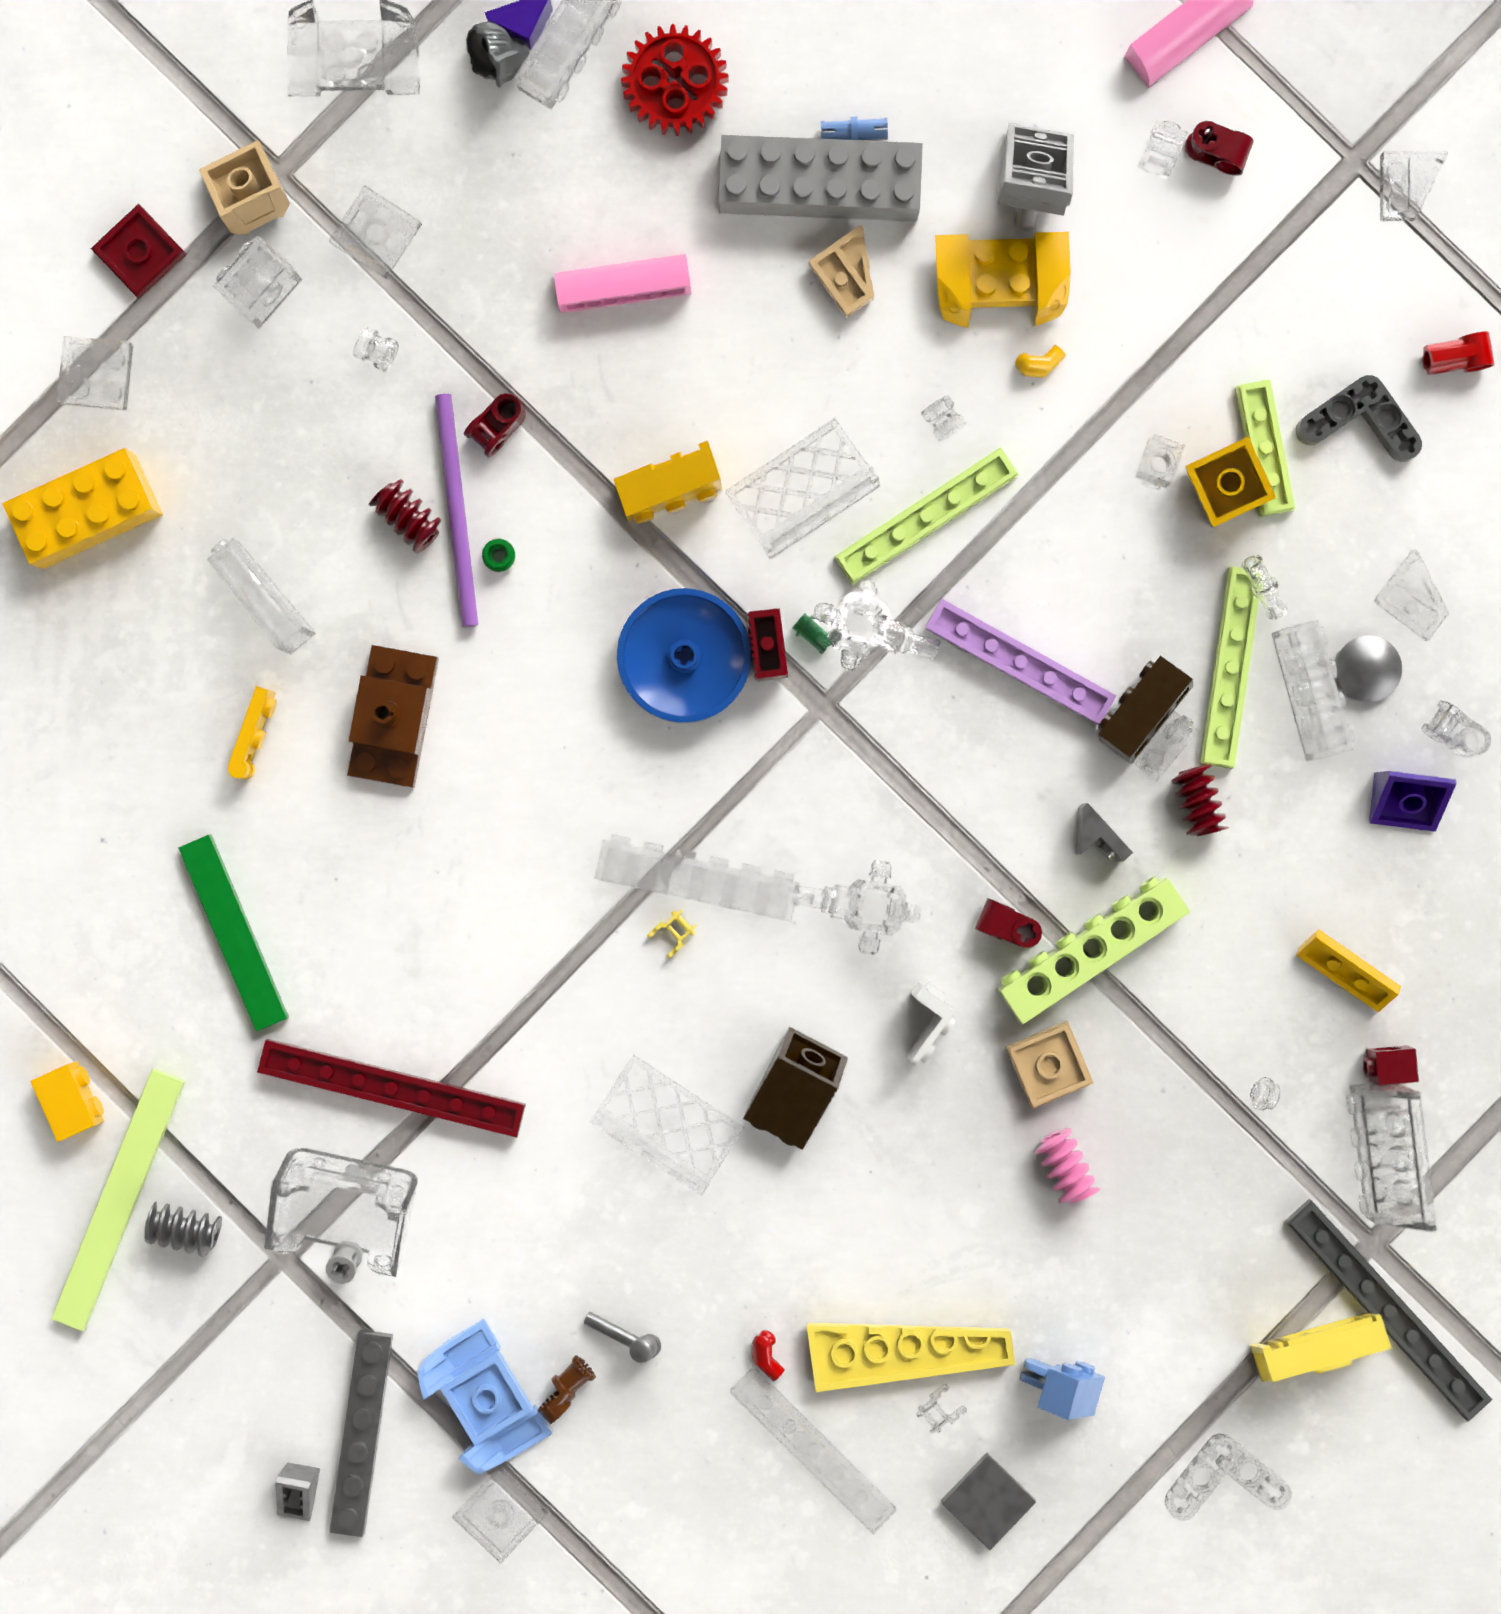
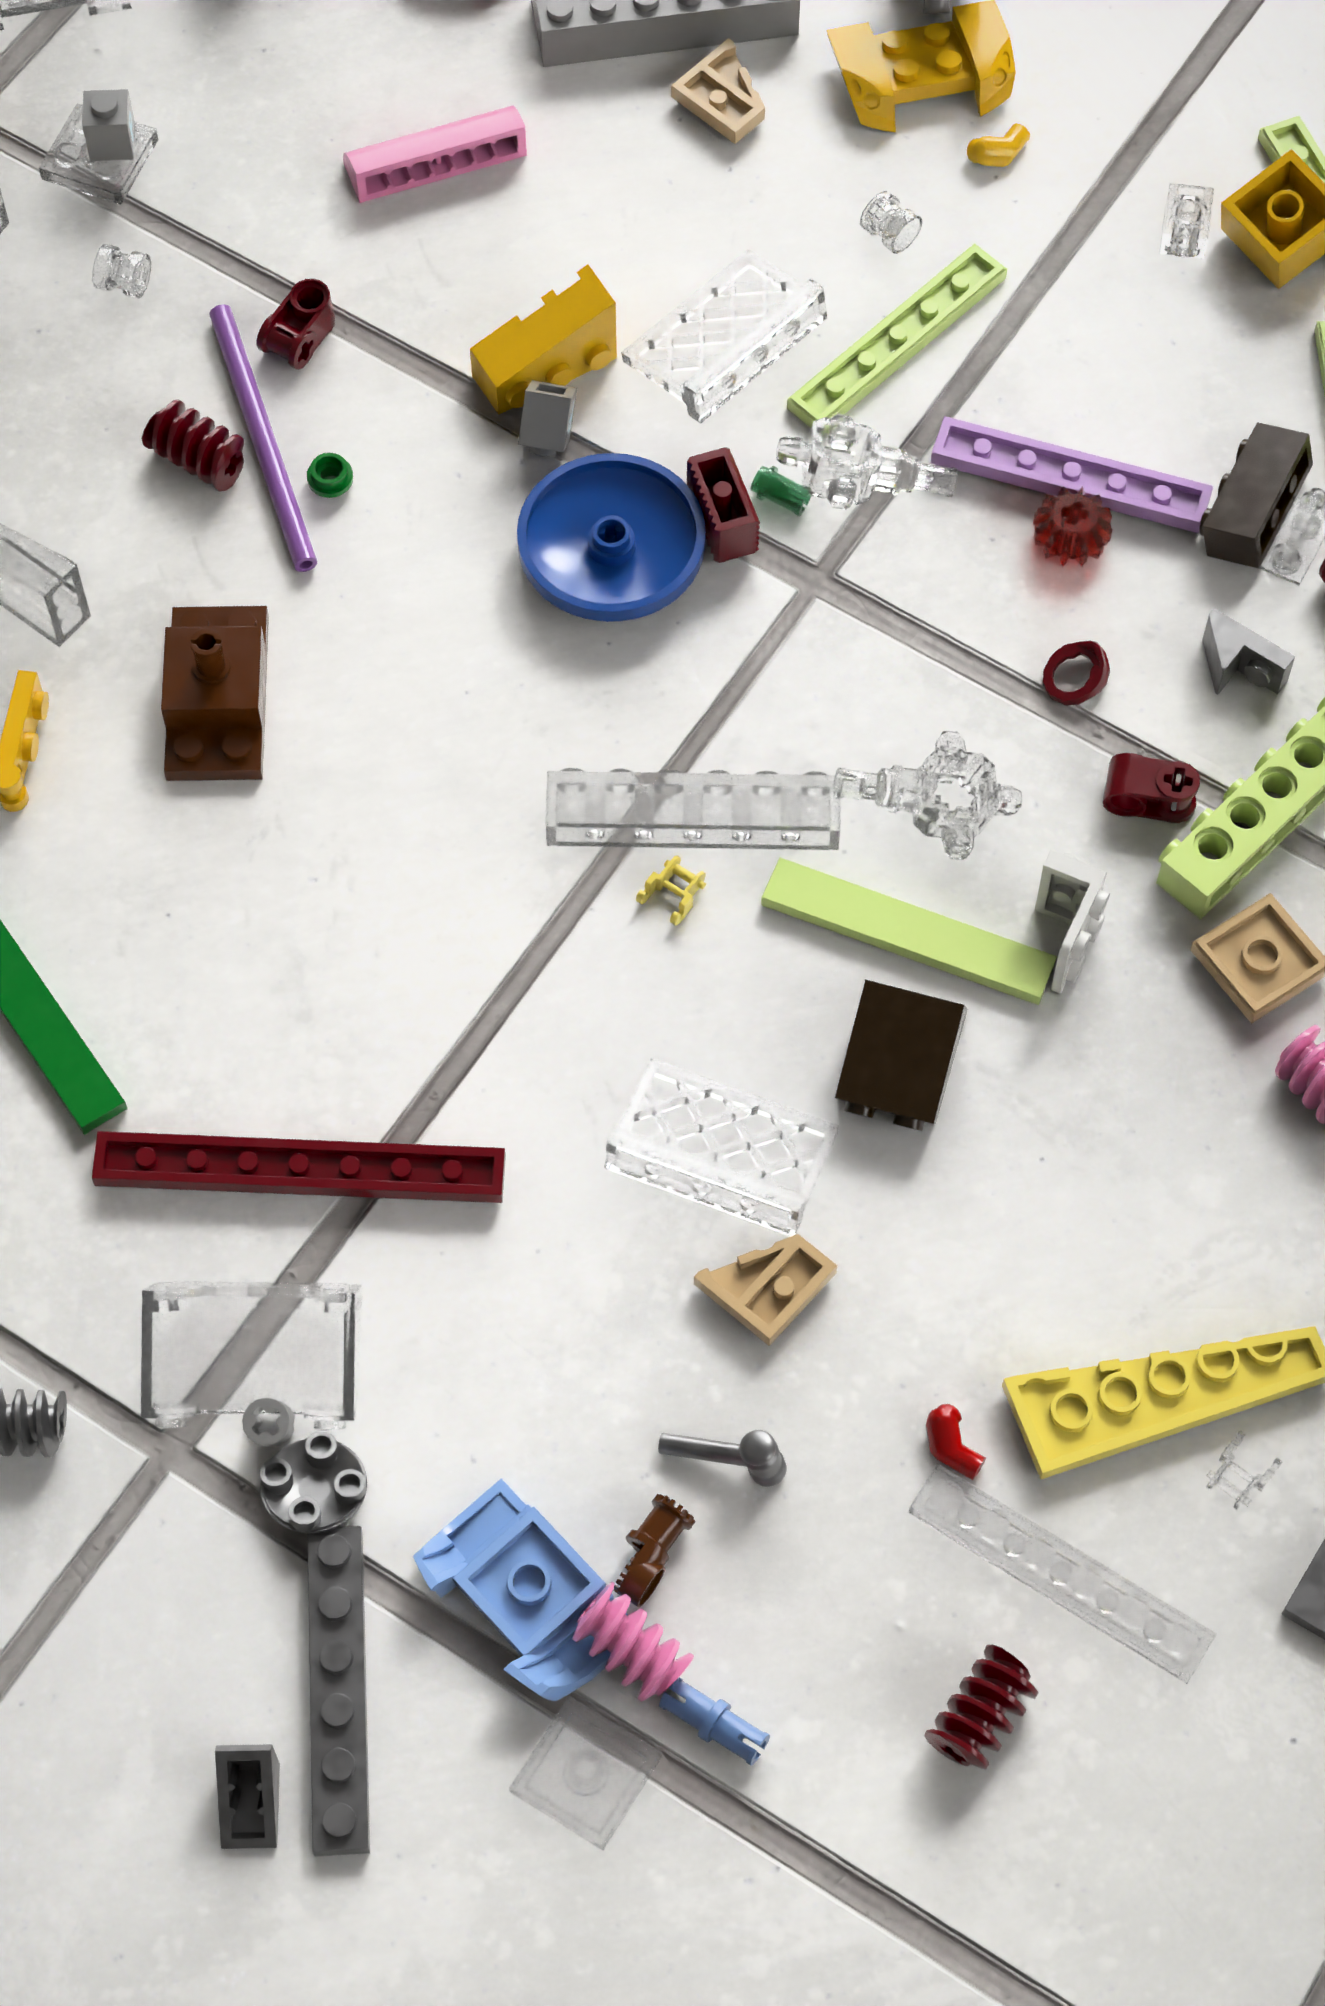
camera: 10 degrees left, 25 degrees down
(366, 1304) = (313, 1484): none -> flat silver dish
(381, 225) = (108, 125): none -> light grey brick
(539, 1454) = (630, 1644): none -> bright pink piece
(582, 1502) = (714, 1721): none -> medium blue pin
(659, 545) = (547, 417): none -> light grey brick
(674, 1230) = (769, 1285): none -> tan wing
(744, 1534) = (982, 1708): none -> dark red piece
(822, 994) = (909, 931): none -> yellowish green tile
(1000, 818) = (1098, 674): none -> dark red piece
(1014, 717) = (1072, 526): none -> clear red gear

